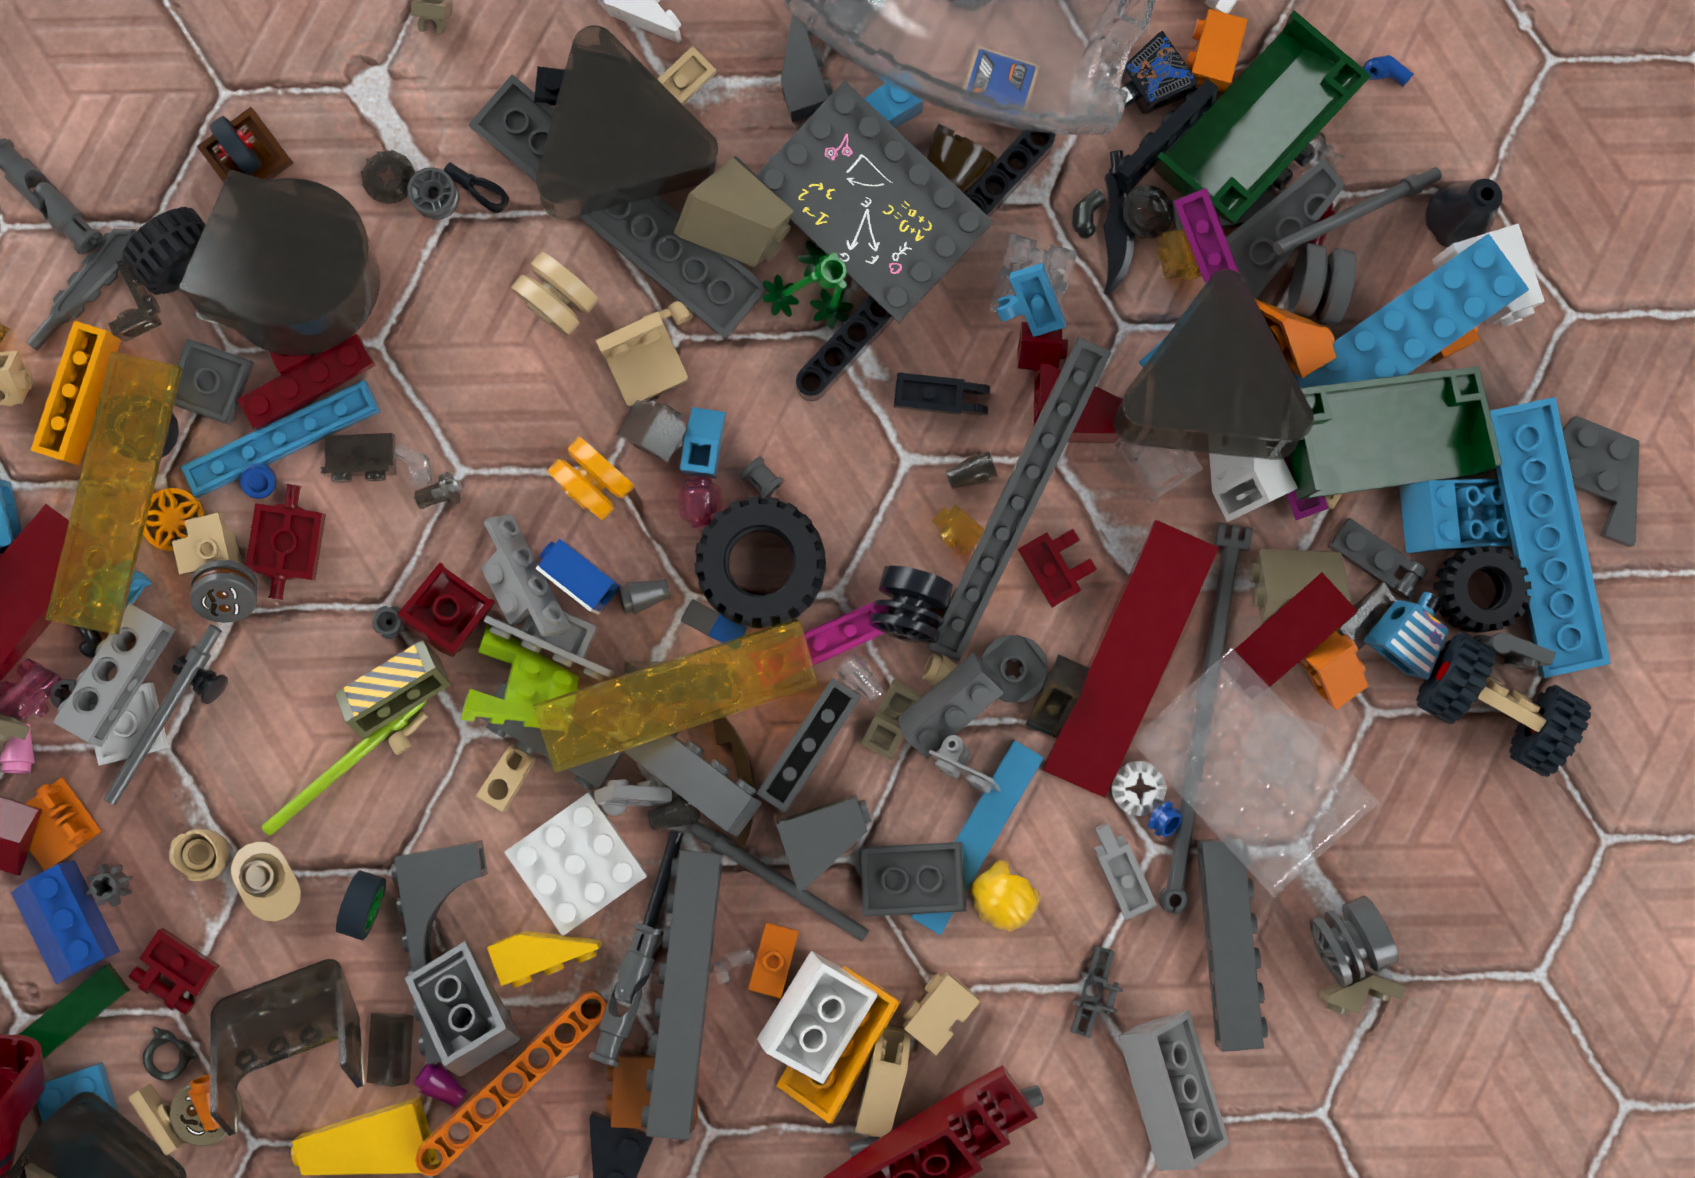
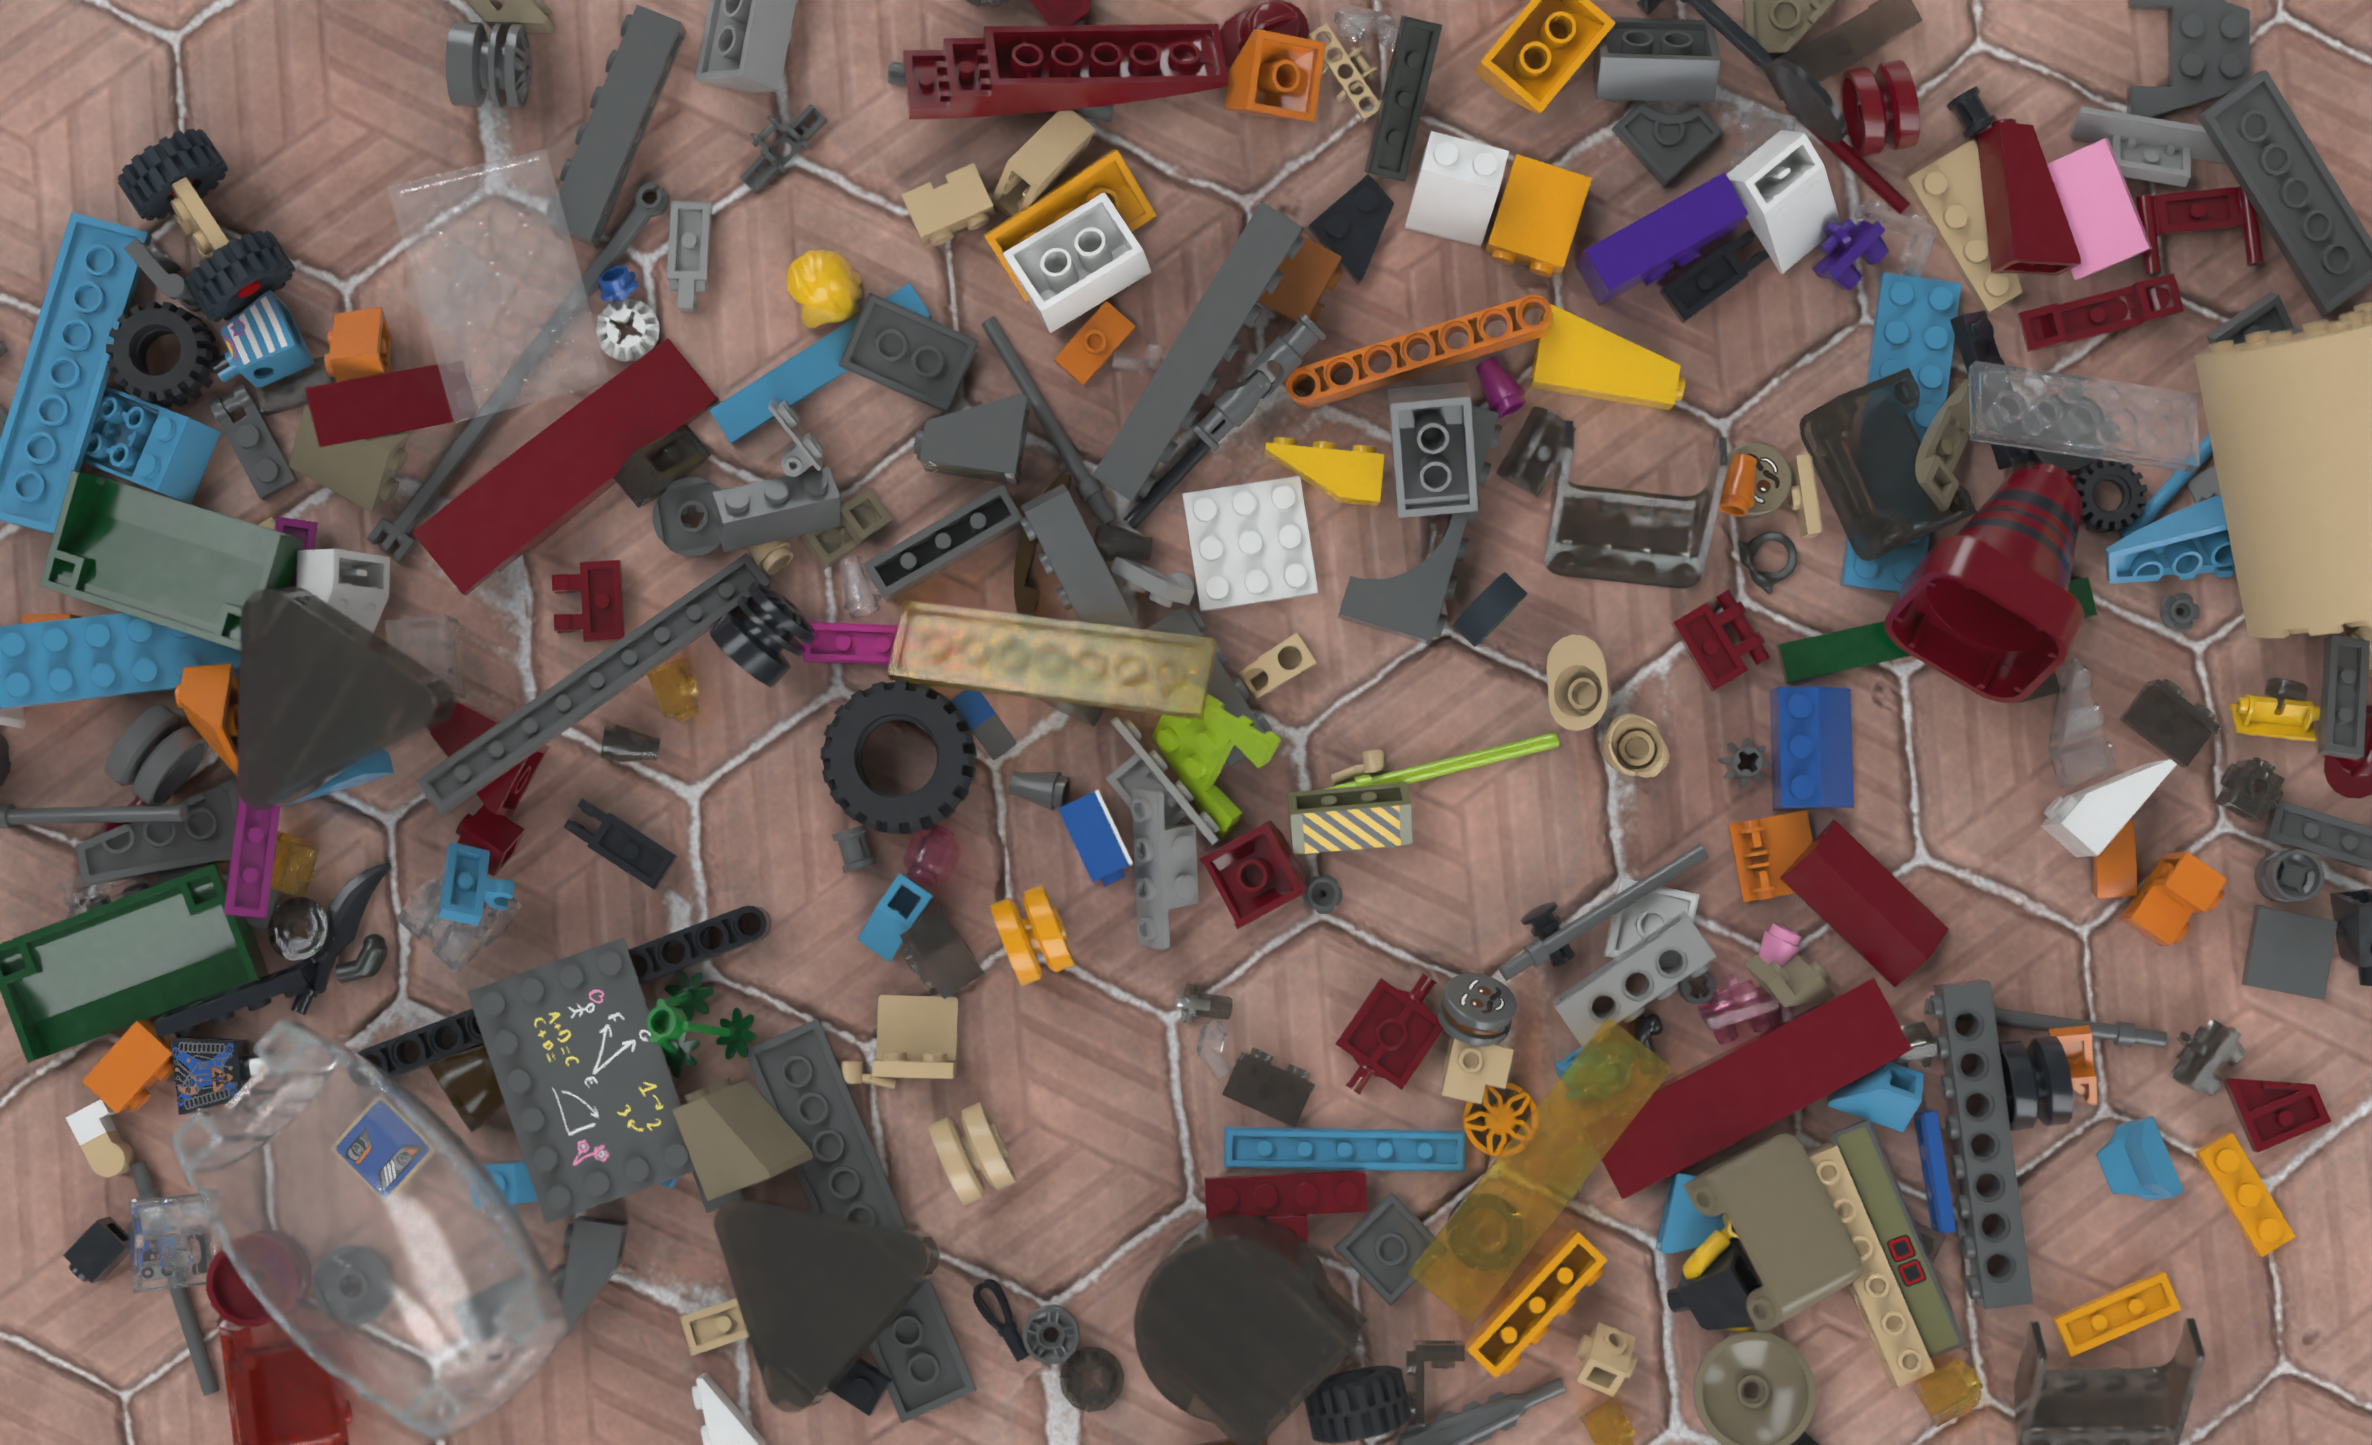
camera: 155 degrees left, 0 degrees up
(258, 480) = (1388, 1114): blue tile -> none

